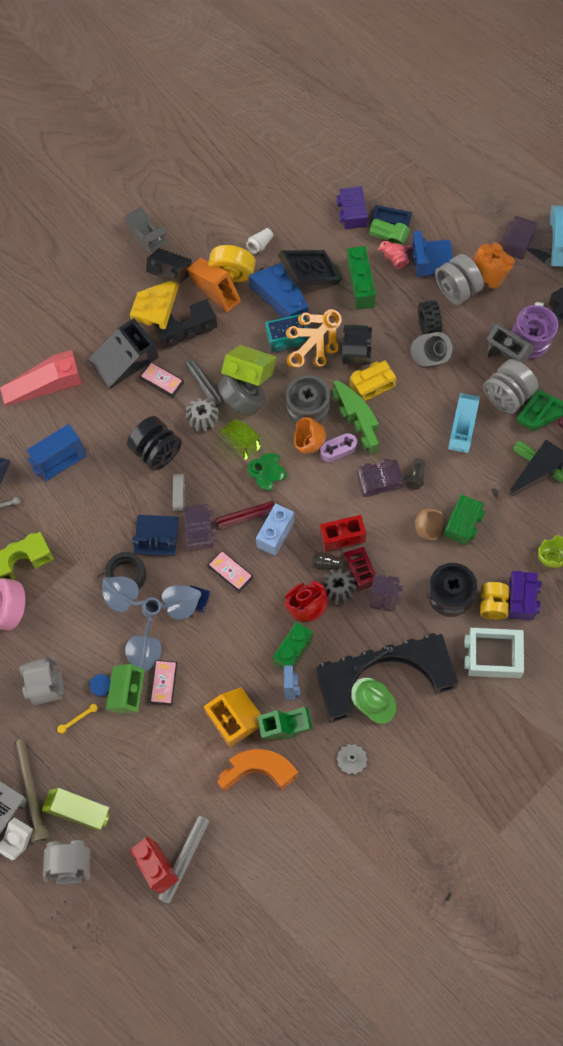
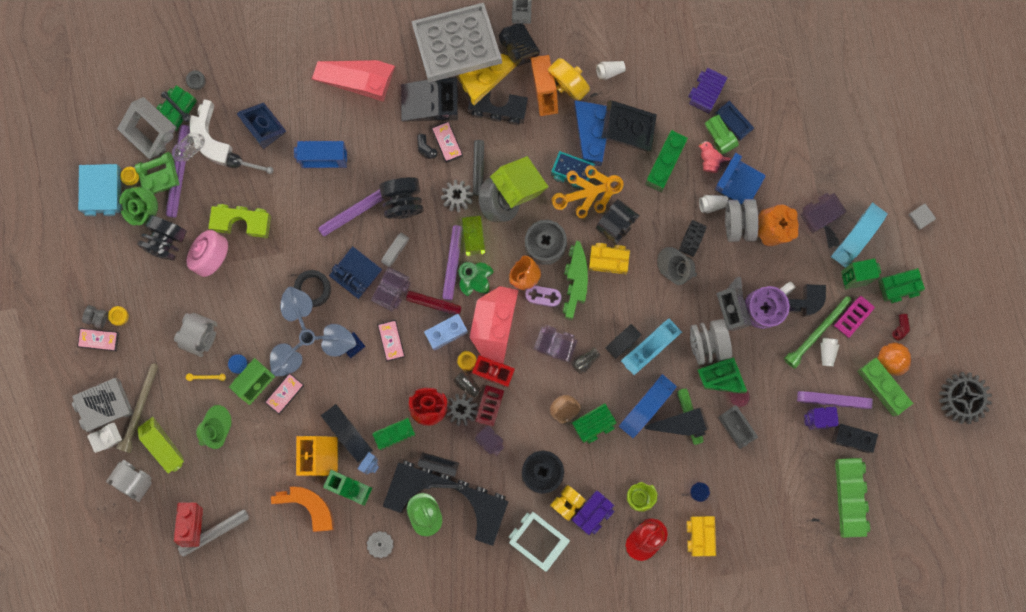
camera: 30 degrees right, 15 degrees up
(114, 294) = (456, 42): none -> light grey plate
(117, 488) = (350, 213): none -> medium lavender axle
(117, 757) = (214, 427): none -> bright green piece
(145, 397) = (424, 149): none -> black arm
(238, 471) = (452, 264): none -> medium lavender axle
(247, 676) = (346, 432): none -> black slope
(310, 543) = (466, 360): none -> yellow tile
(312, 494) = (493, 323): none -> coral wedge
(353, 647) = (438, 464): none -> black tile
(423, 286) = (712, 203): none -> white cone
(436, 434) = (623, 341): none -> black tyre
(499, 475) = (647, 406): none -> blue arch

